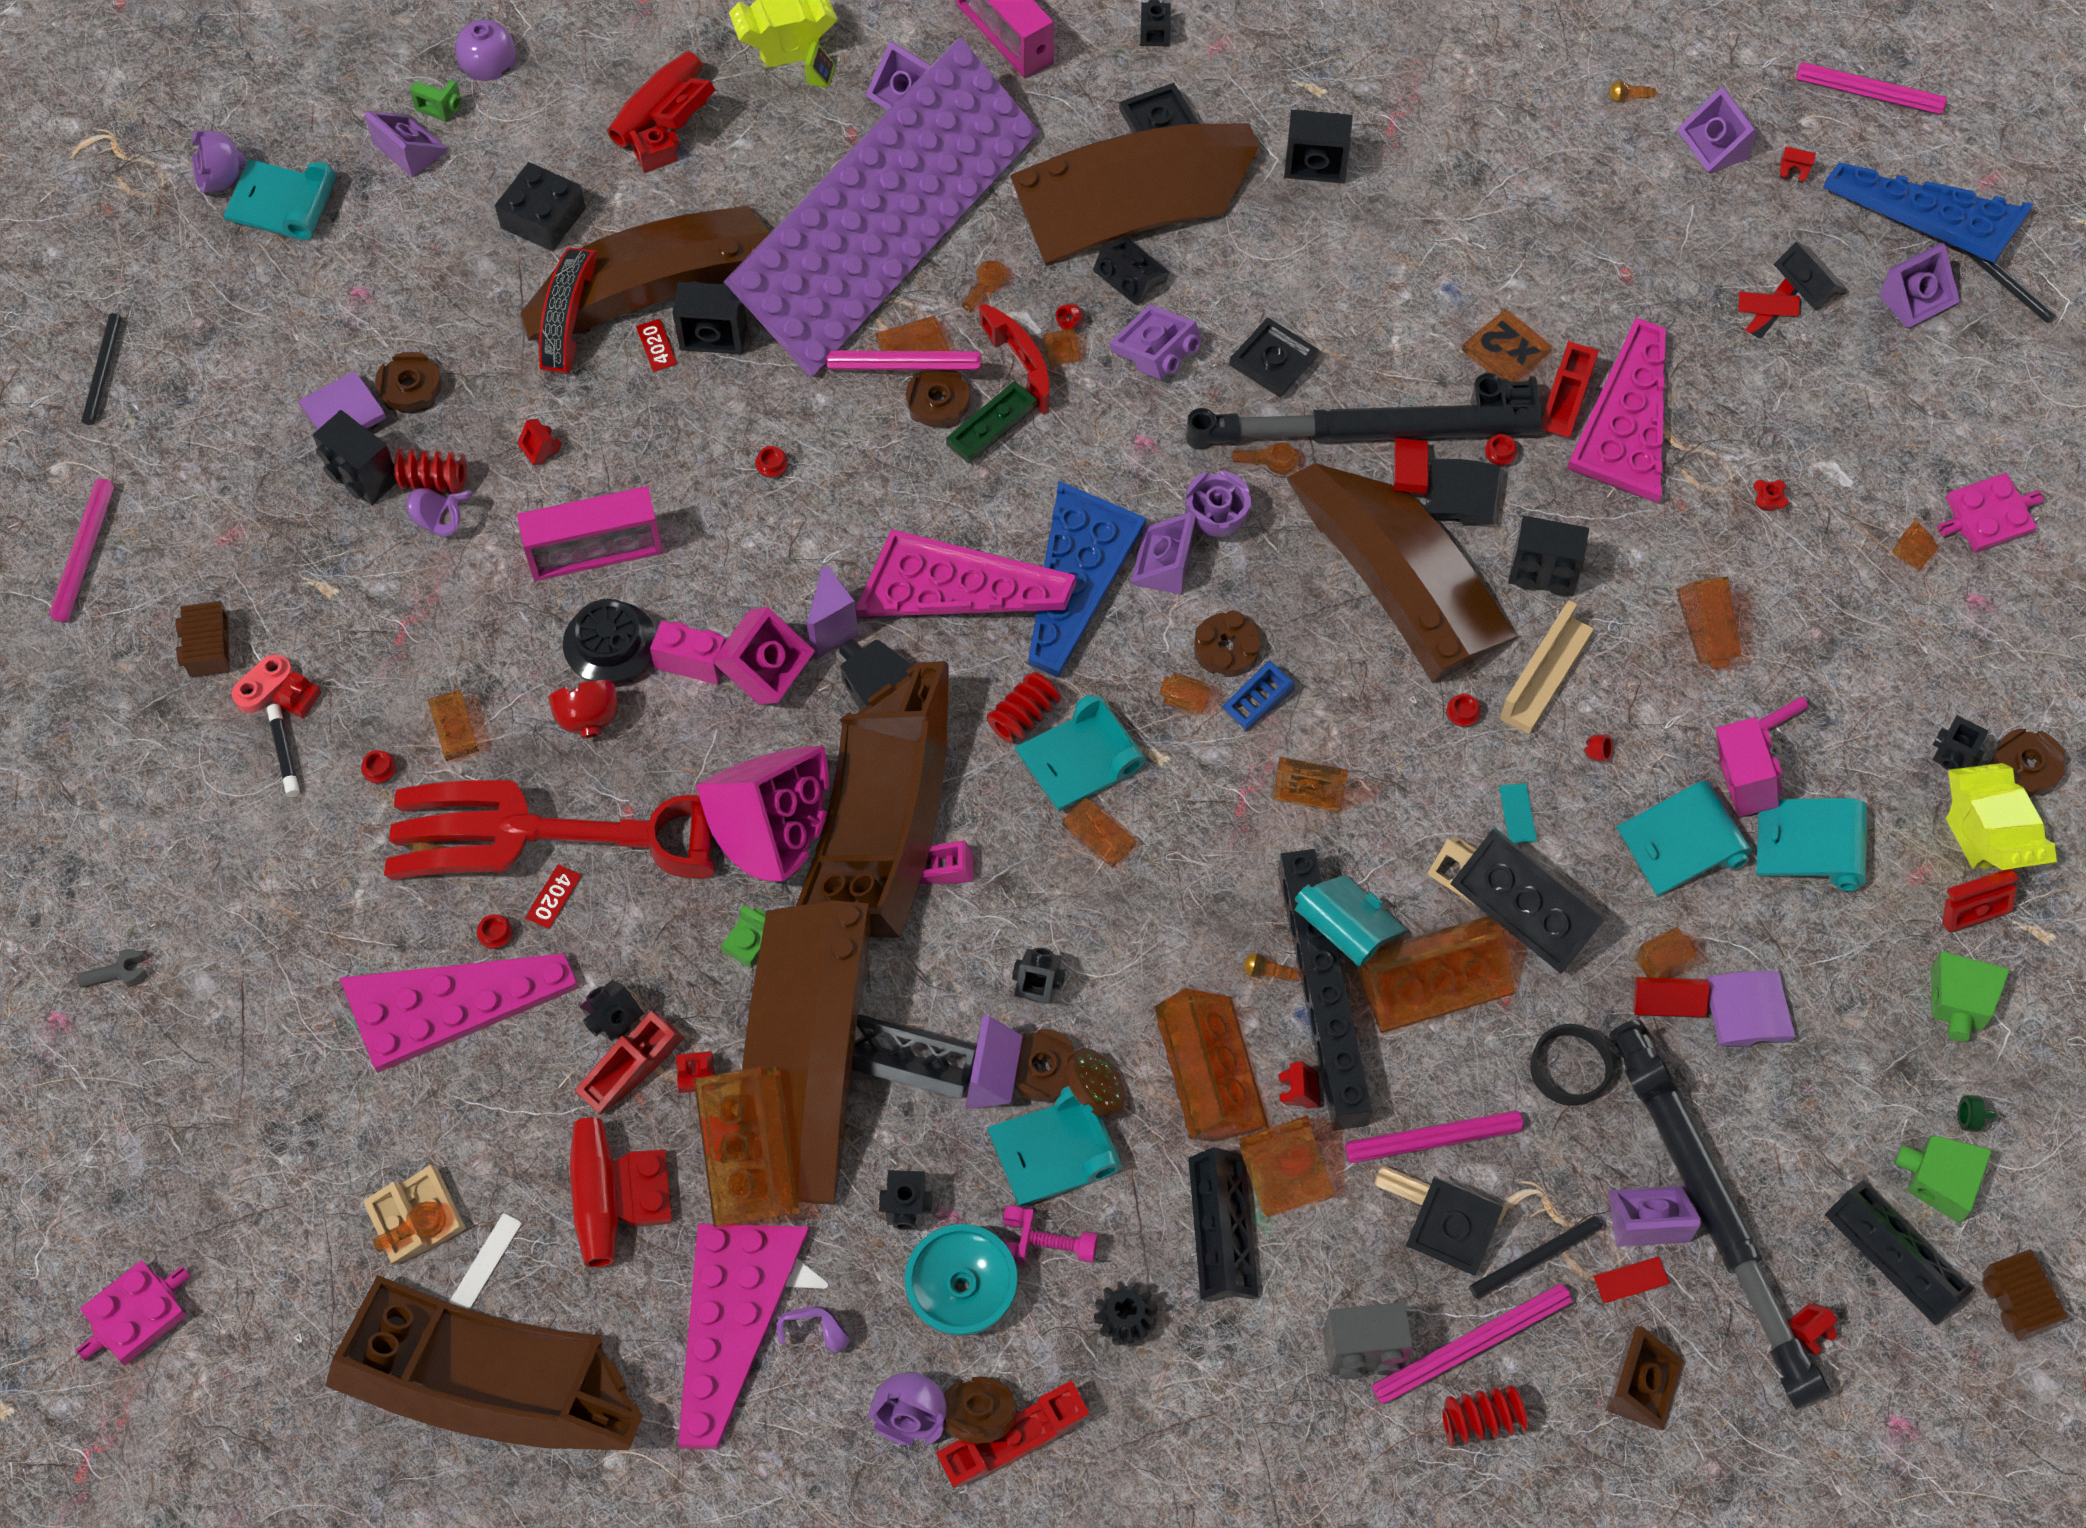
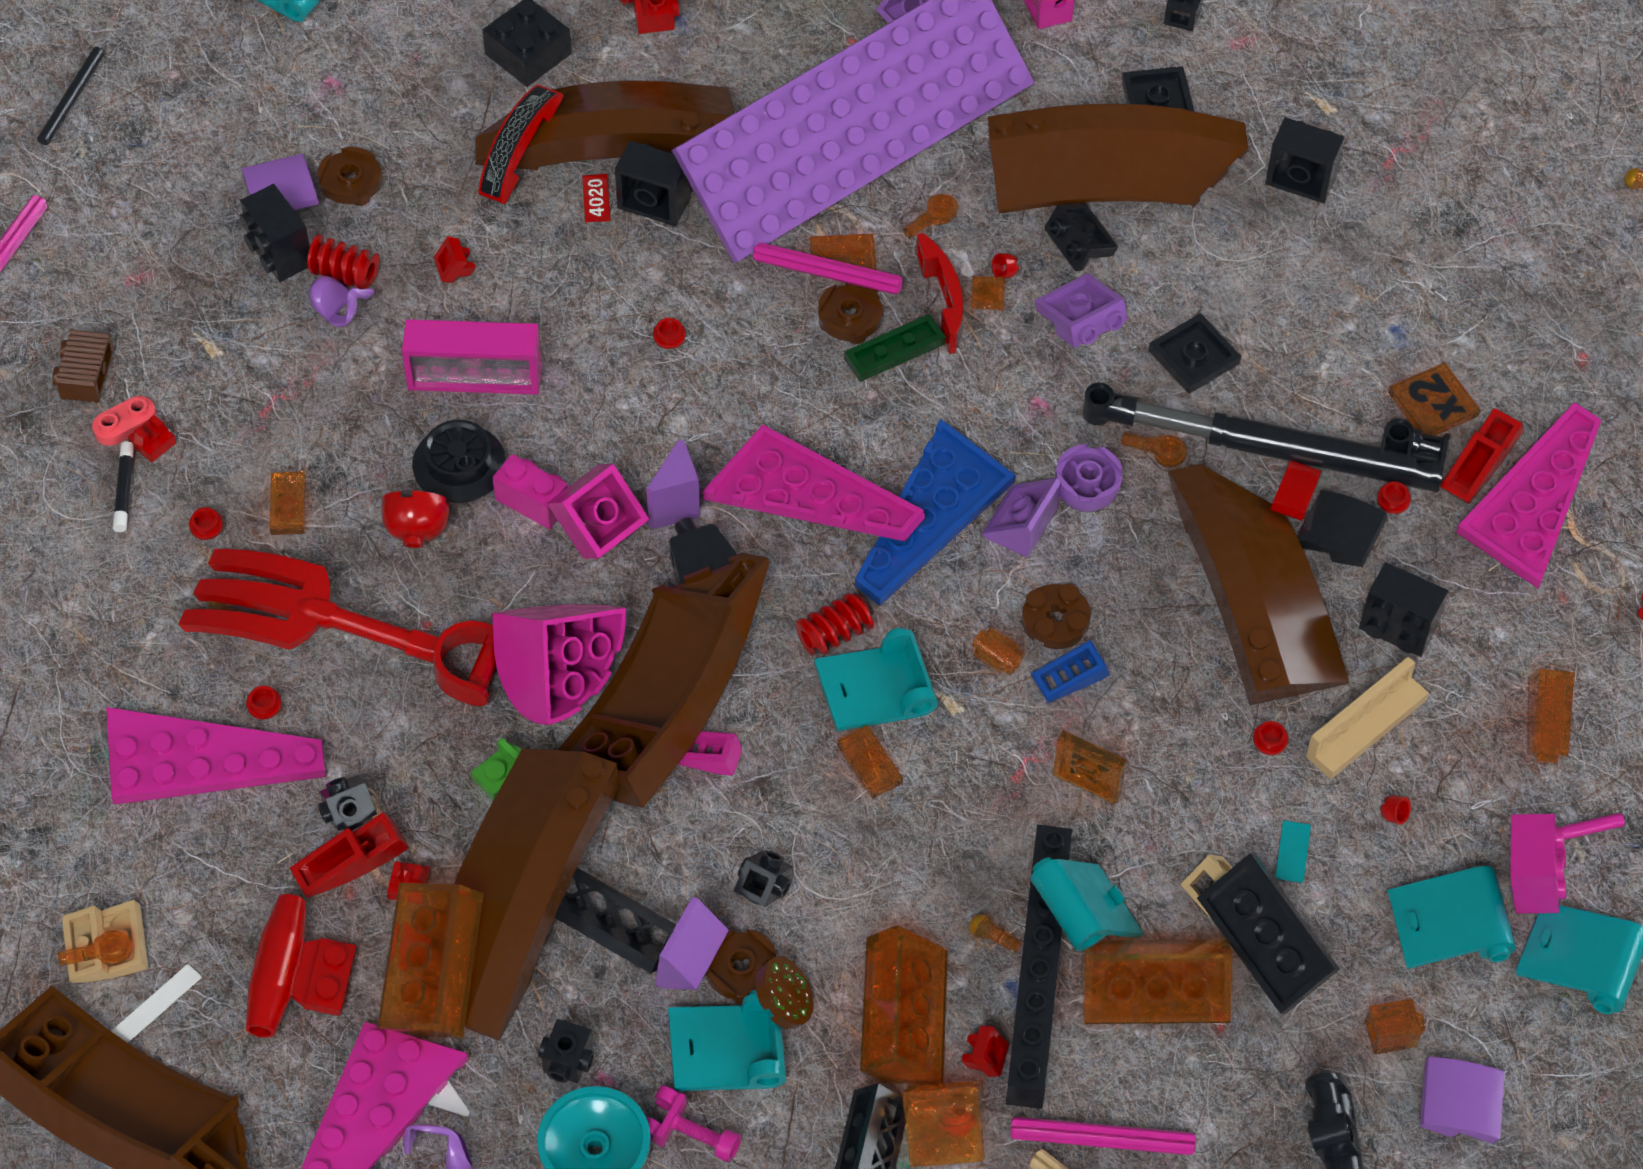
camera: 15 degrees right, 5 degrees down
(553, 896) = (329, 685): red sticker -> none
(1586, 1034) = (1275, 1072): black tyre -> none
(1670, 997) = (1385, 1066): red tile -> none

